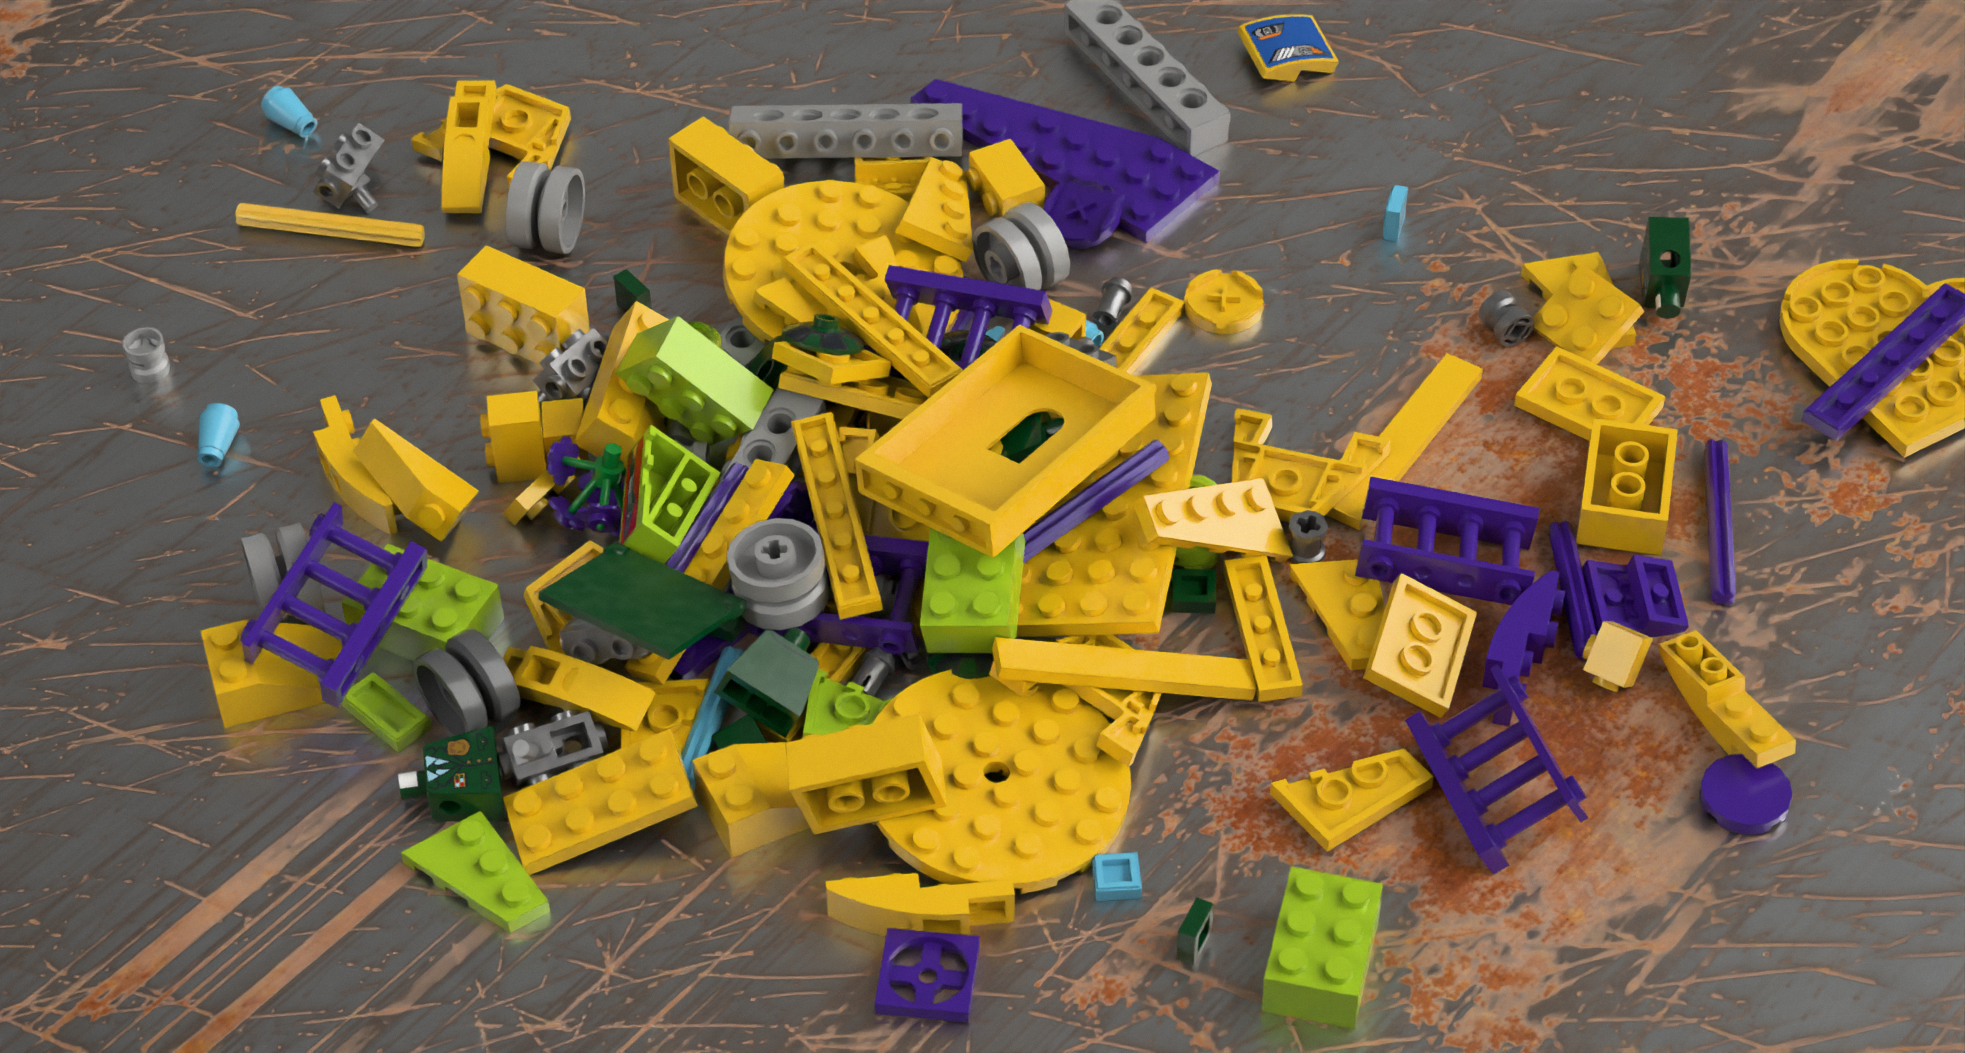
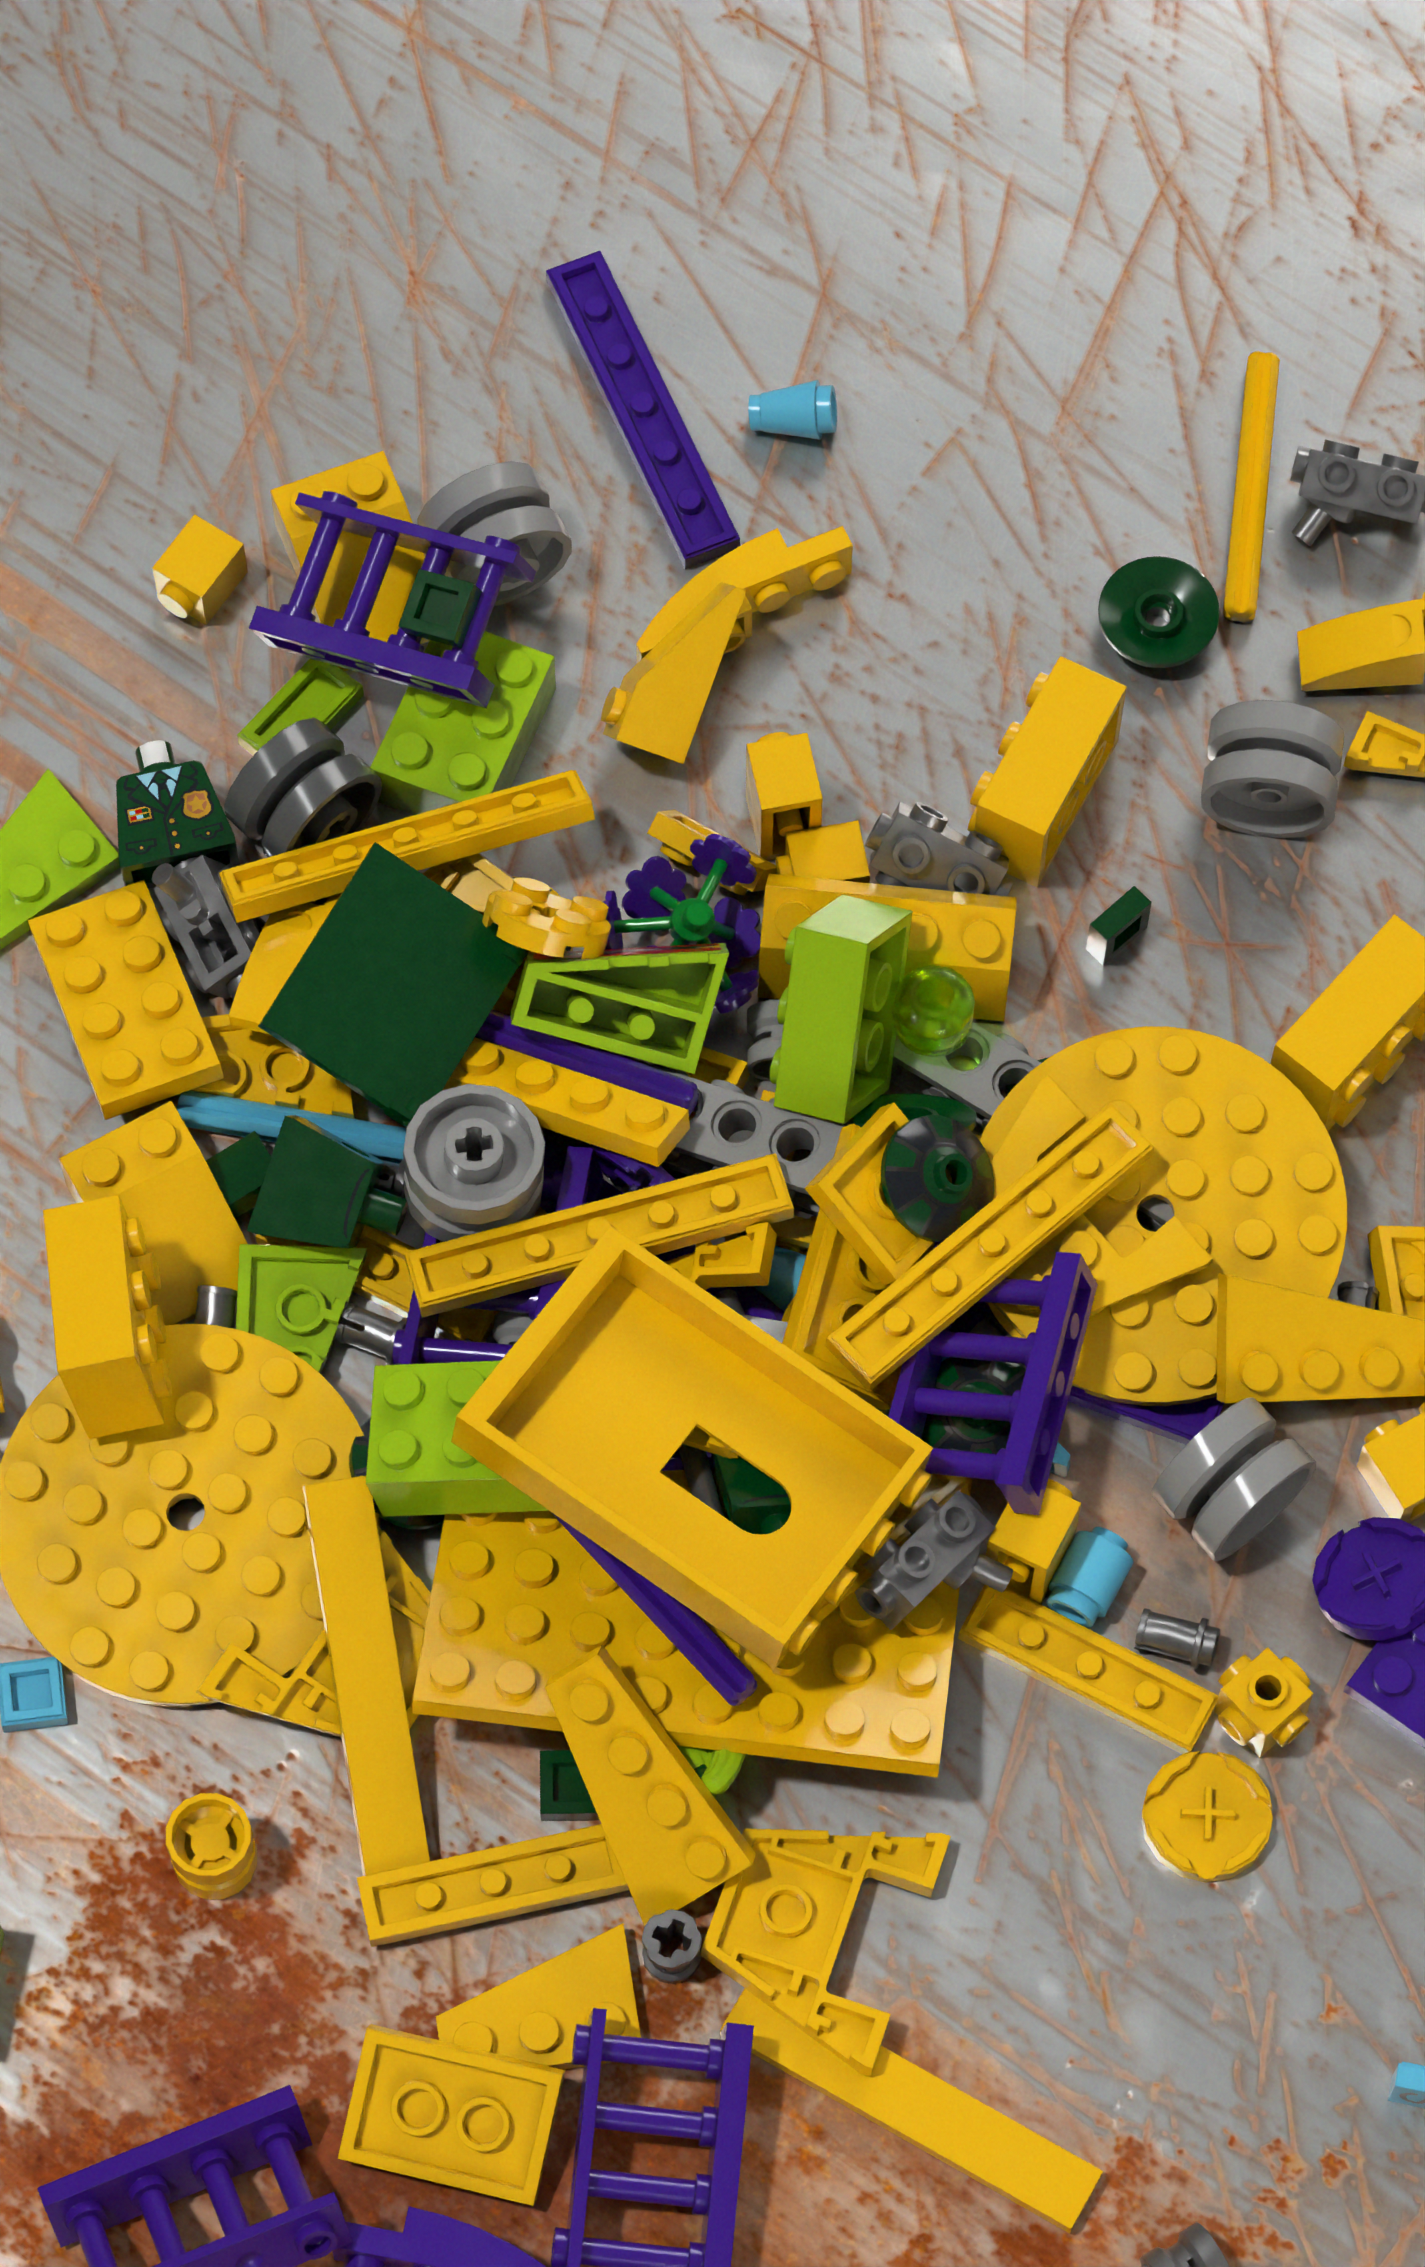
camera: 85 degrees right, 20 degrees up
(146, 355) = (941, 291): light grey wheel -> none
(187, 519) = (643, 410): none -> dark purple tile
(259, 757) = (199, 570): none -> yellow brick
(358, 561) = (440, 608): none -> dark green tile
(414, 265) = (1161, 589): none -> dark green dish
(524, 617) = (417, 840): none -> yellow tile
(607, 516) = (547, 922): none -> yellow plate
(1158, 260) = (1261, 1721): none -> yellow brick
(1237, 763) = (211, 1846): none -> yellow wheel
(1351, 799) = (171, 2015): yellow wing -> none

